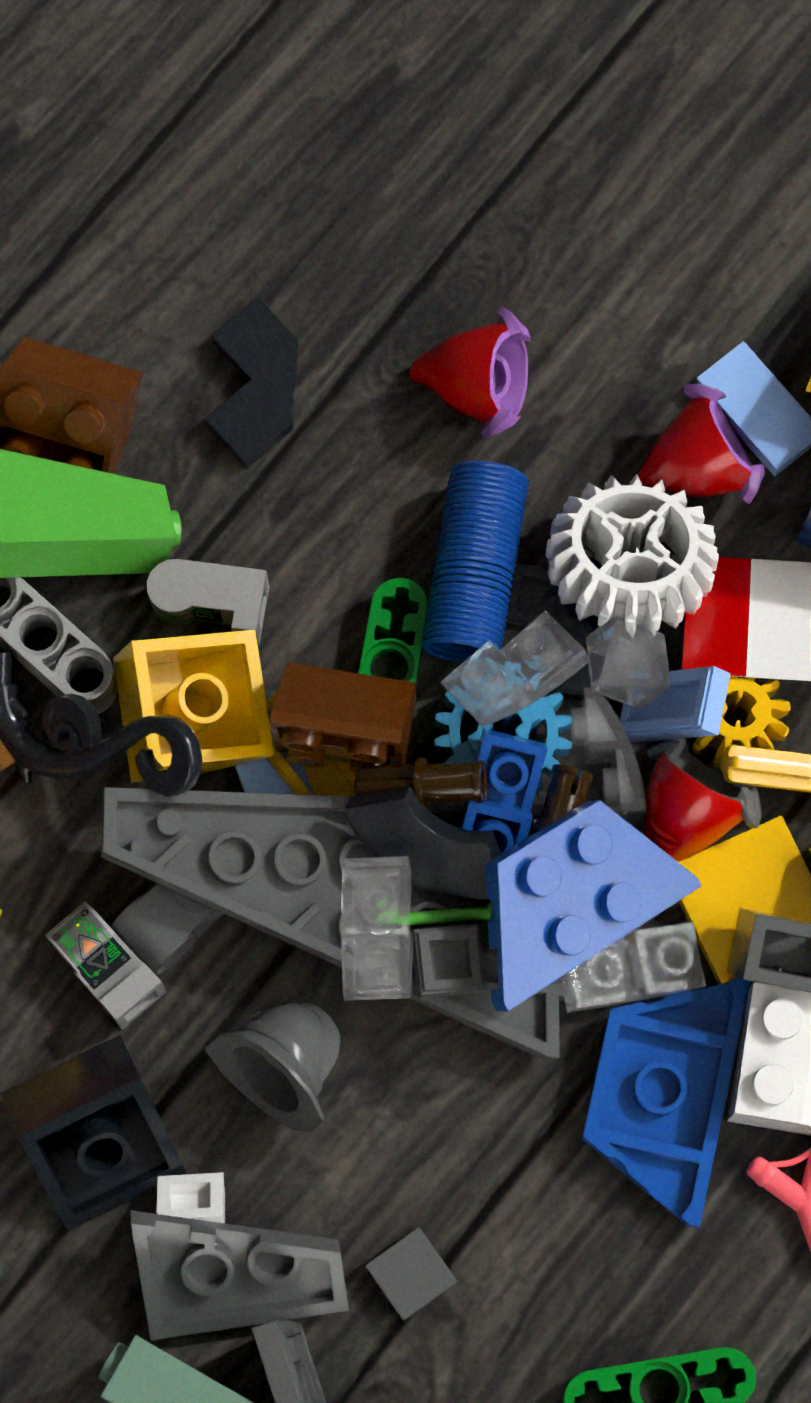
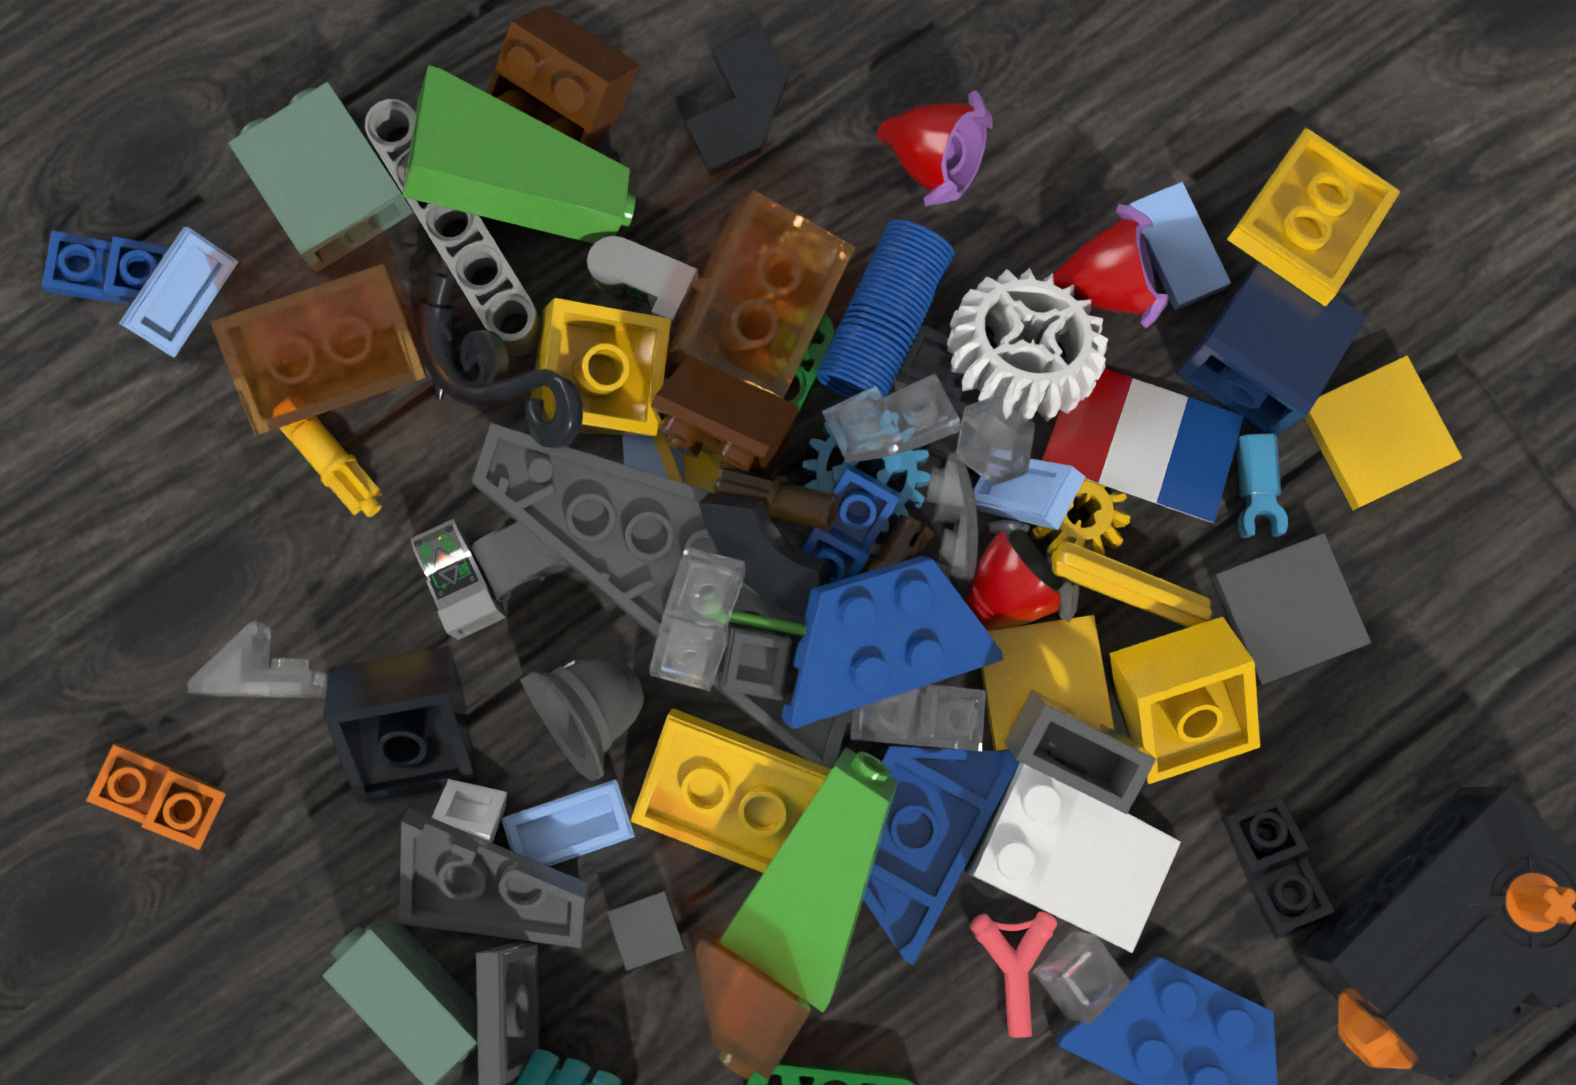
camera: 15 degrees right, 5 degrees up
(301, 1186) = (571, 825): none -> light blue tile
(339, 579) = (761, 295): none -> clear orange slope
(466, 1107) = (724, 790): none -> yellow tile
(541, 1313) = (746, 1010): none -> clear orange slope
(574, 1174) = (812, 891): none -> bright green slope

